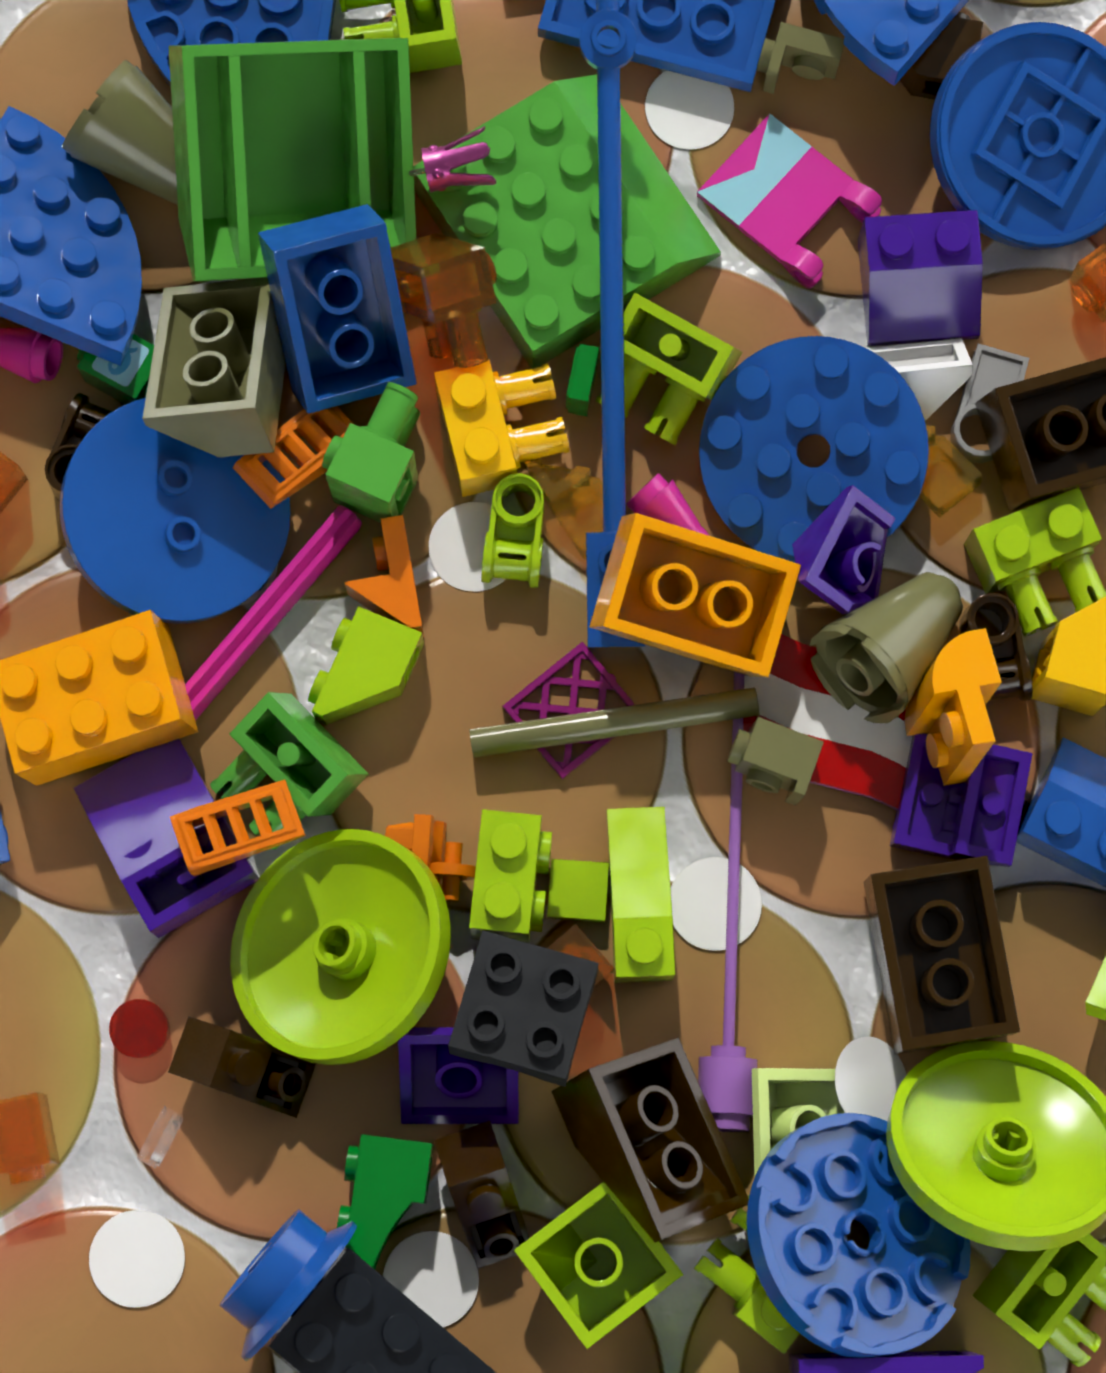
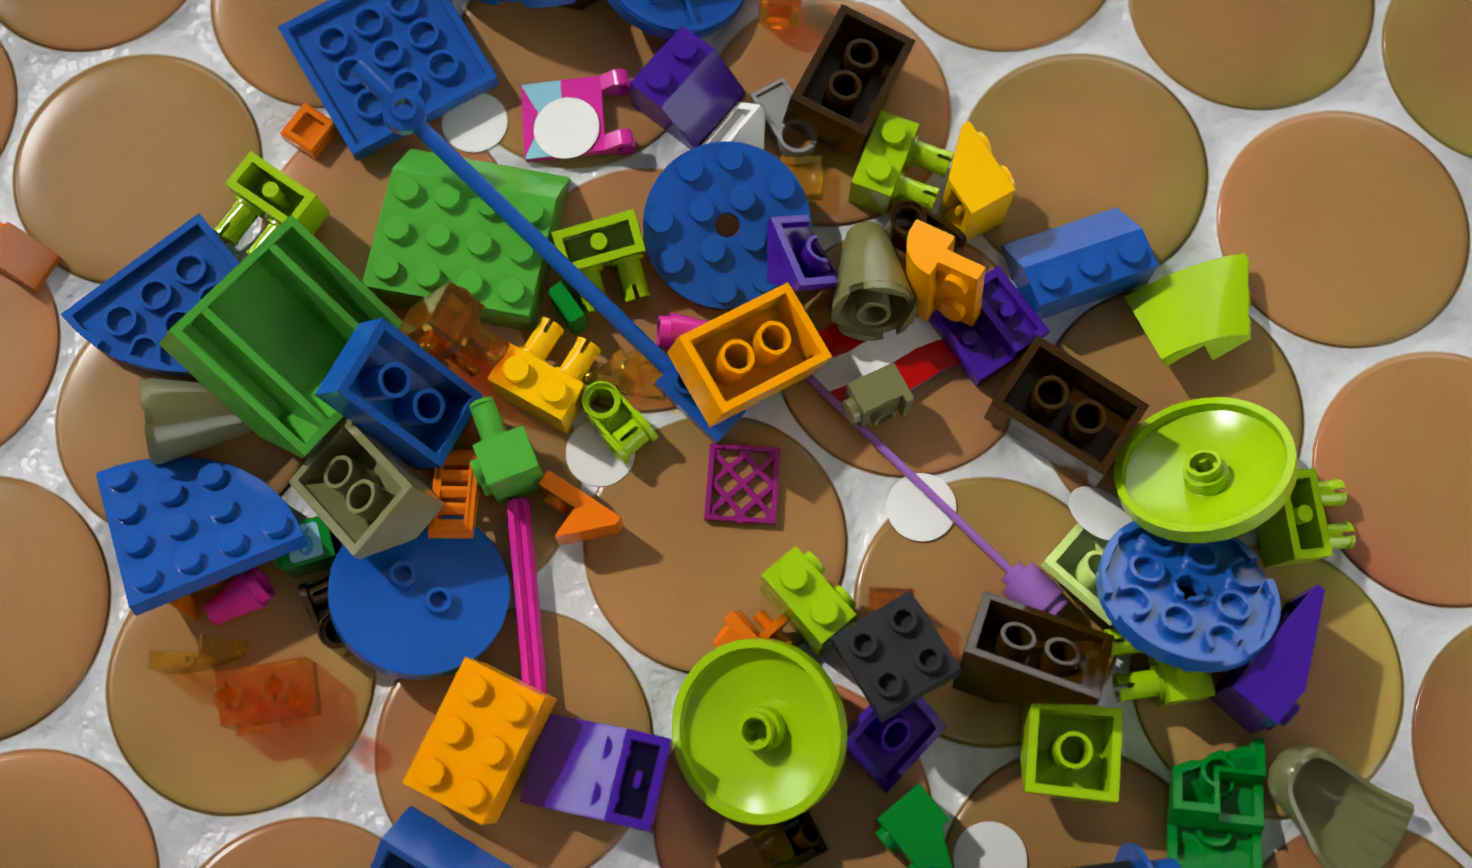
camera: 45 degrees left, 5 degrees down
(207, 814) = (625, 759): orange slope -> none
(293, 746) = (626, 653): bright green brick -> none
(369, 667) = (615, 570): lime slope -> none
(440, 160) = (376, 262): flat silver piece -> none
(482, 1193) = (971, 781): dark brown slope -> none
(578, 890) = (848, 570): lime tile -> none
(614, 722) = (772, 466): olive piece -> none
(640, 895) = (882, 540): lime slope -> none
(767, 200) = (566, 128): none -> white sticker
(804, 50) = (505, 36): olive bracket -> none

